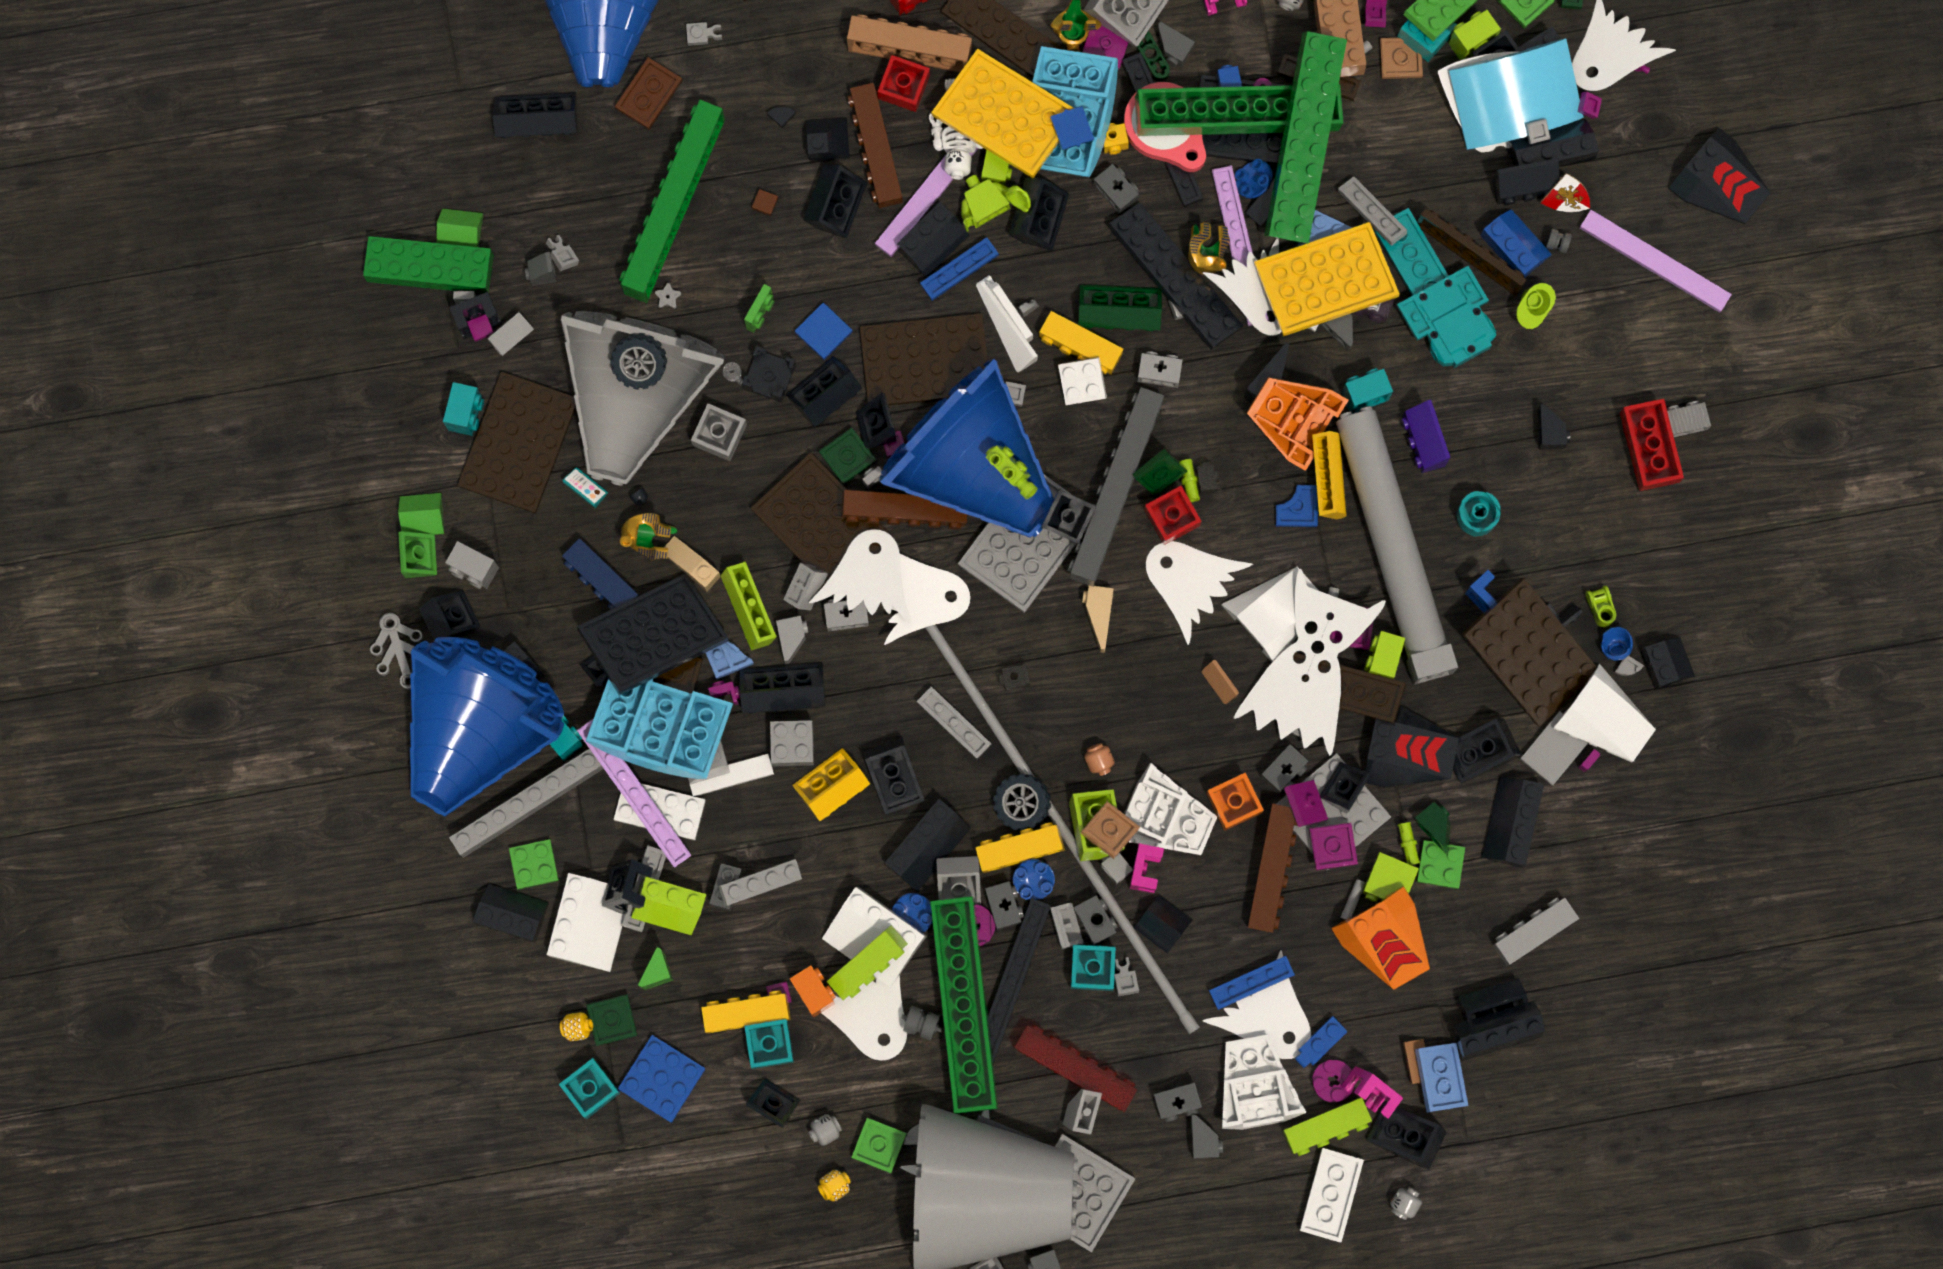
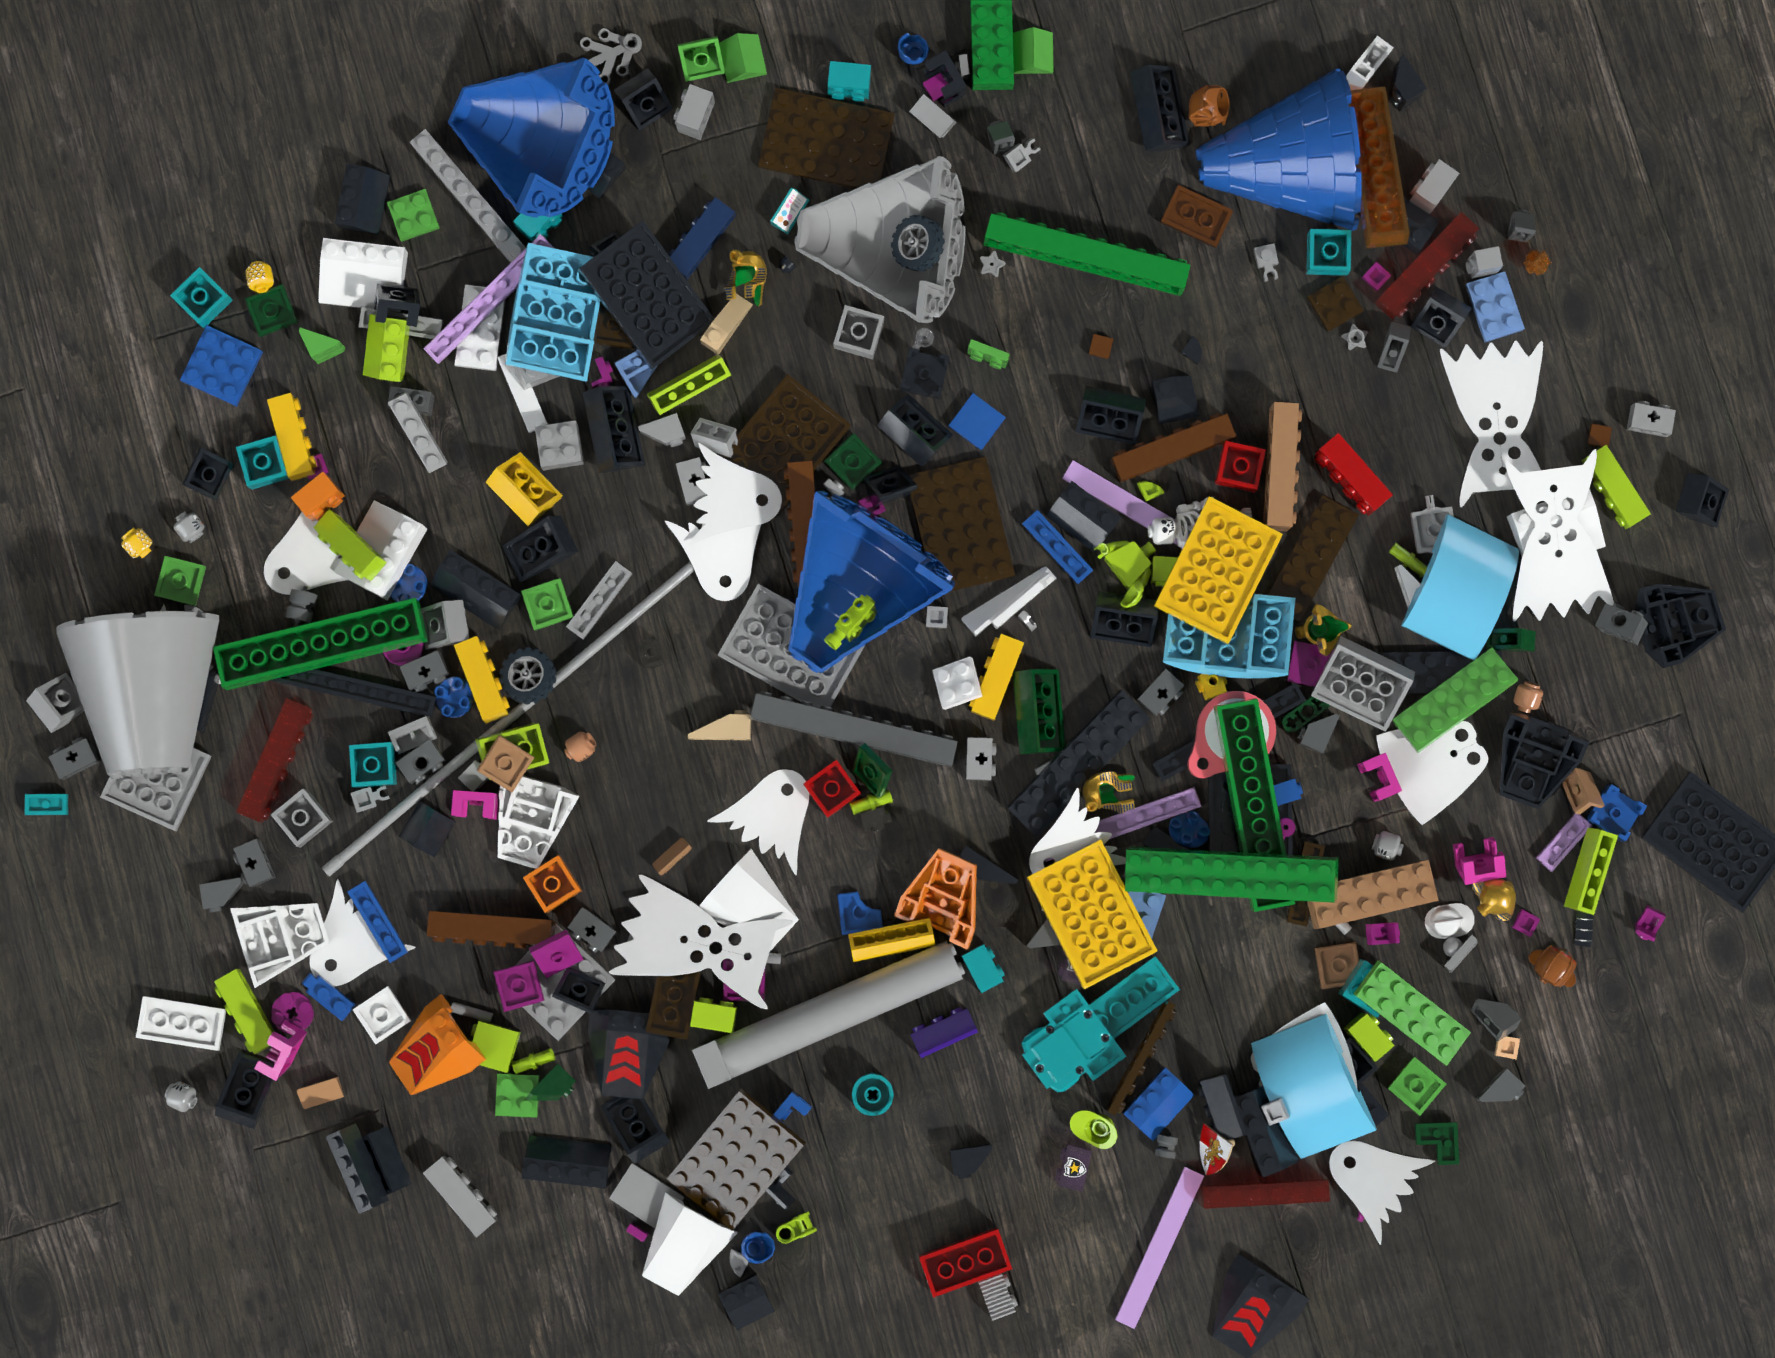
camera: 80 degrees right, 5 degrees up
(439, 344) = (913, 49): none -> blue hair
(541, 66) = (1208, 106): none -> dark orange piece
(914, 174) = (1149, 490): none -> lime tile
(951, 775) = (547, 604): none -> bright green plate
(1068, 516) = (813, 684): black slope -> none
(1072, 128) = (1209, 638): blue piece -> none
(1082, 1111) = (230, 771): light grey slope -> none
(1138, 1046) = (301, 817): none -> light grey brick
(1346, 990) = (382, 1015): none -> white plate
(1372, 211) = (1170, 953): light grey plate -> none
(1441, 1077) = (306, 1118): medium blue plate -> none
(1570, 331) = (1073, 1167): none -> clear purple brick
(1589, 105) = (1314, 1163): magenta tile -> none
(1614, 153) = (1265, 1193): none -> clear red brick

